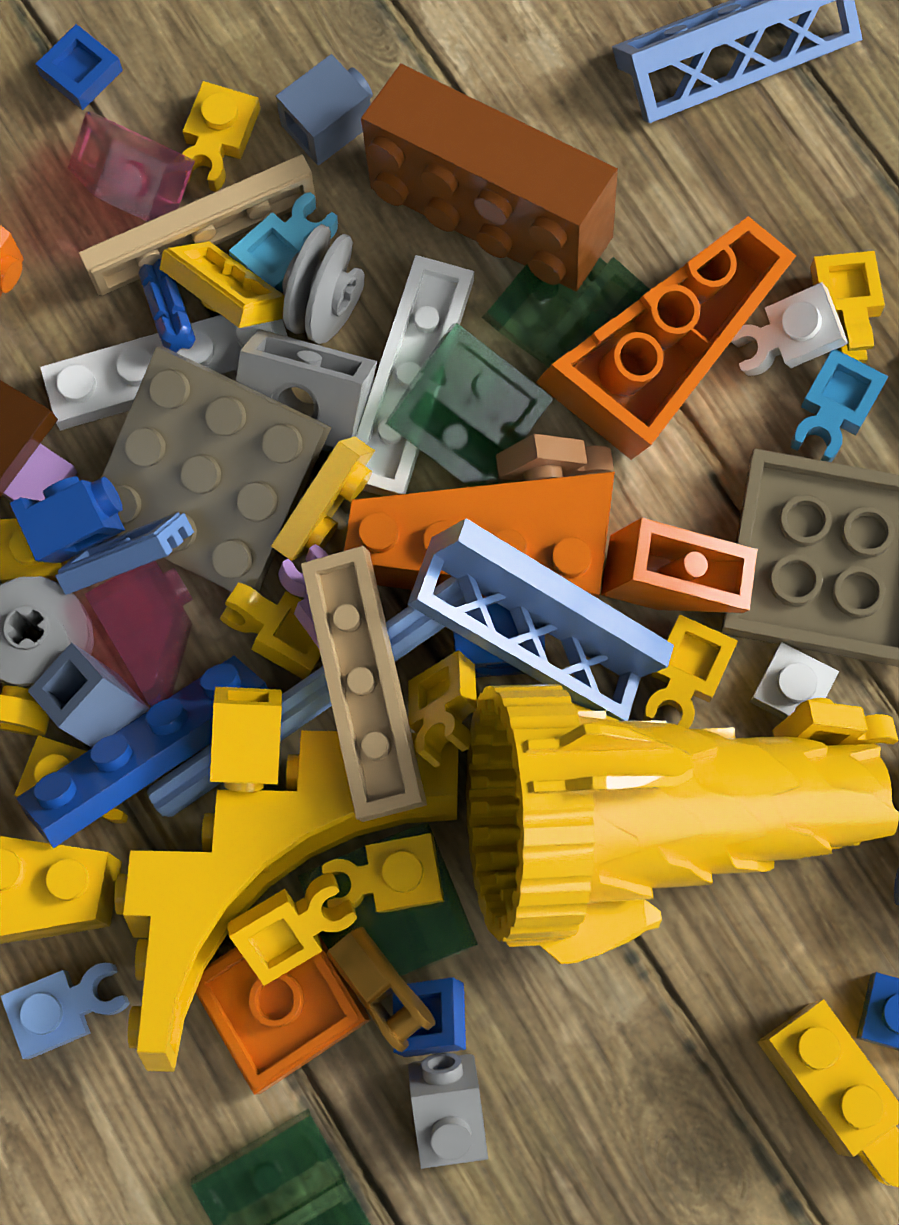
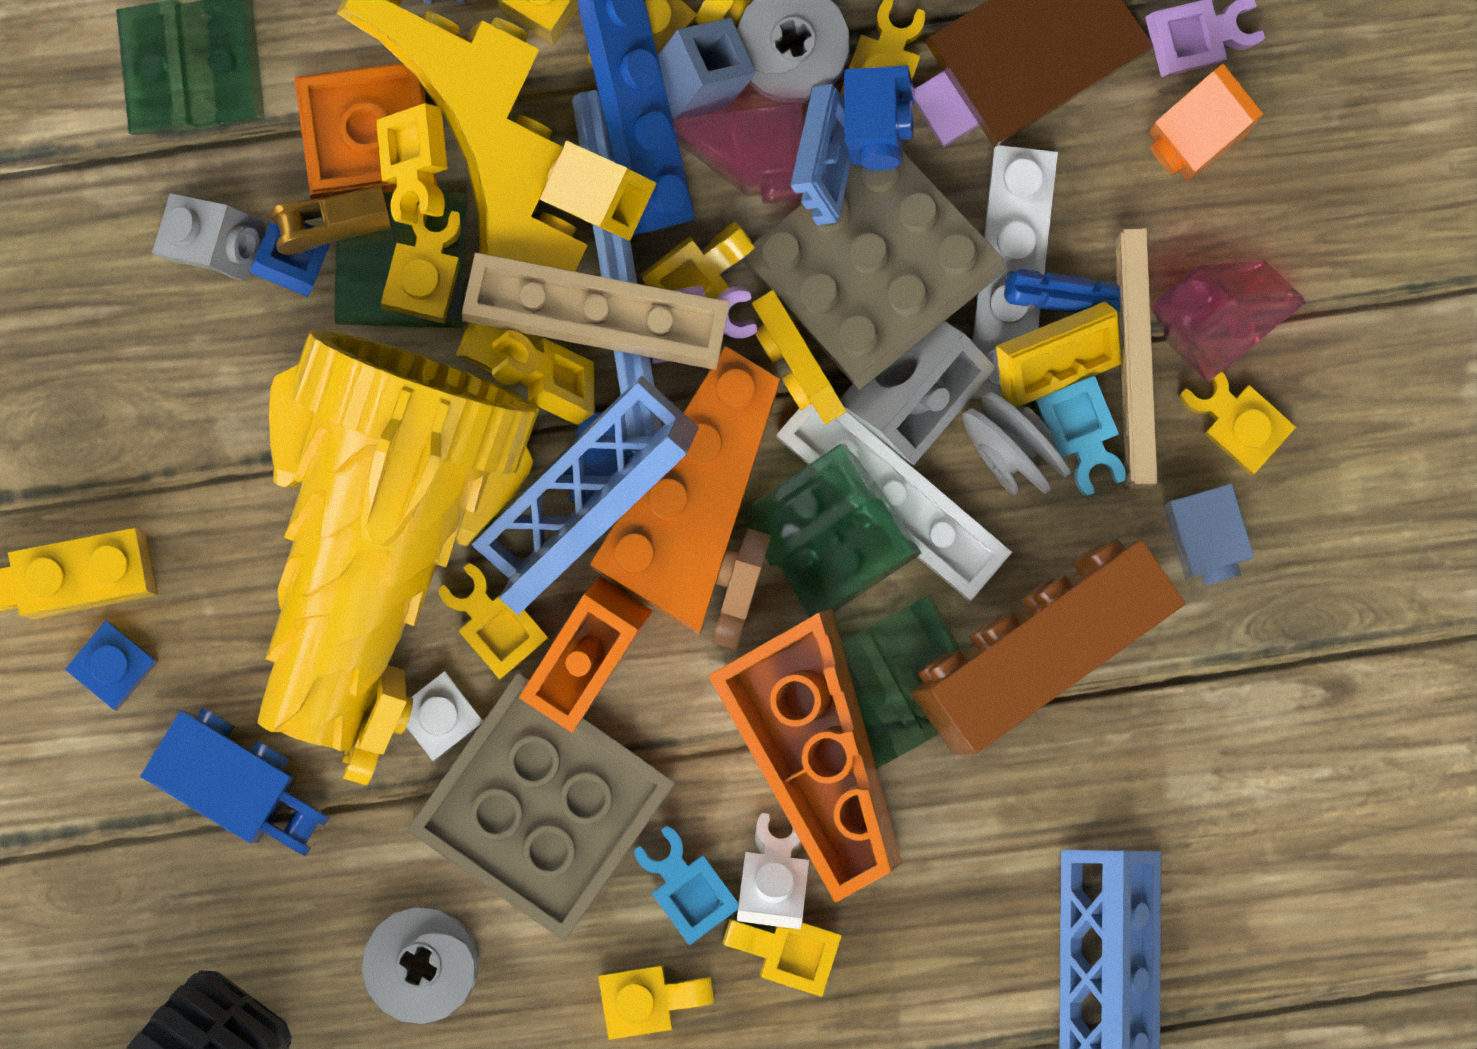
camera: 110 degrees right, 10 degrees up
(79, 67) = (1364, 311): blue plate -> none

